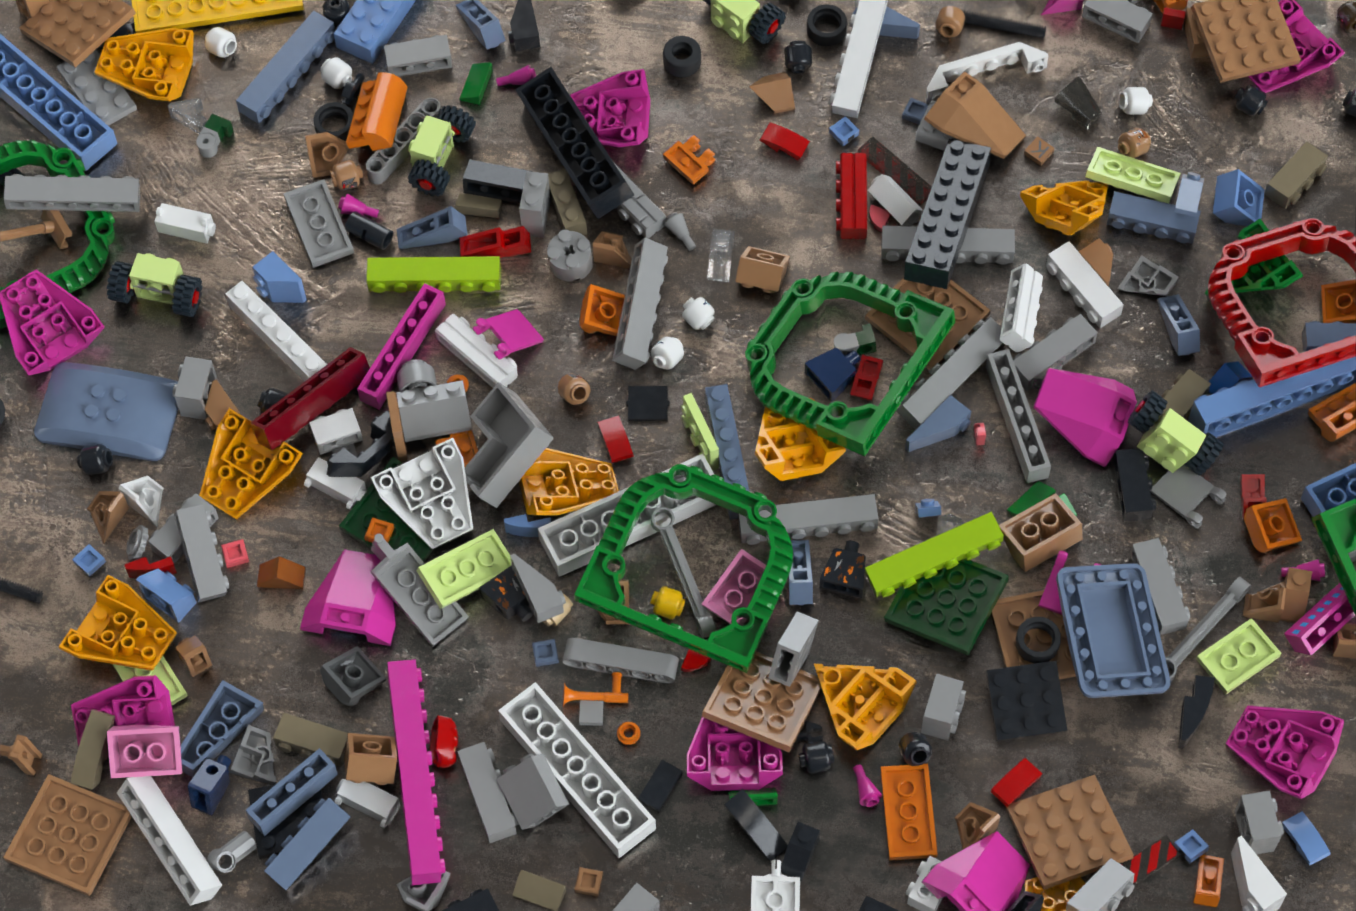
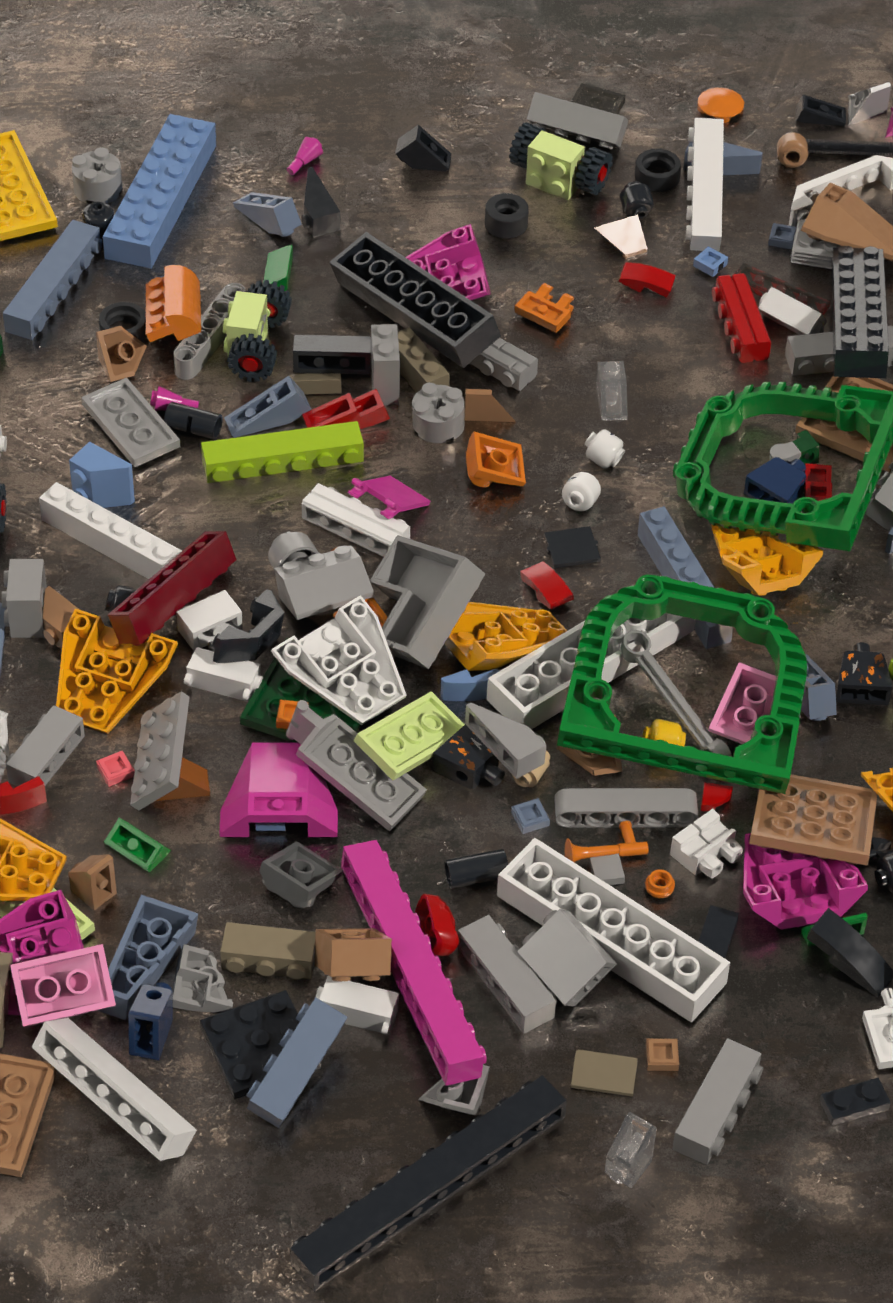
camera: 15 degrees left, 15 degrees down
(166, 593) = (42, 819): medium blue slope -> none
(200, 553) = (77, 765): light grey brick -> none
(233, 852) = (199, 1092): light grey piece -> none
(236, 625) = (136, 845): none -> green slope
(268, 548) = (159, 751): none -> light grey plate
(291, 792) = (262, 1004): sand blue brick -> none
(336, 72) = (114, 276): white head -> none
(346, 175) = (151, 370): medium nougat head -> none
(351, 88) = (135, 288): black bar -> none
(397, 428) = (287, 594): medium nougat tile -> none
(401, 345) = (265, 524): dark pink brick -> none
(418, 56) = (206, 249): light grey brick -> none
(488, 695) = (475, 868): none -> black pin
(518, 77) = (323, 257): dark pink cone -> none
(574, 388) = (483, 539): medium nougat head -> none
(640, 304) = (535, 448): light grey brick -> none
(672, 704) = (704, 843): none -> white hips
(677, 225) = (553, 371): light grey cone -> none
(700, 432) = (644, 552): yellowish green plate -> none
(762, 269) = (664, 398): medium nougat slope -> none
(793, 649) = (835, 756): light grey brick -> none
(819, 518) = (814, 626): light grey brick -> none
(879, 217) = (778, 335): coral tile -> none

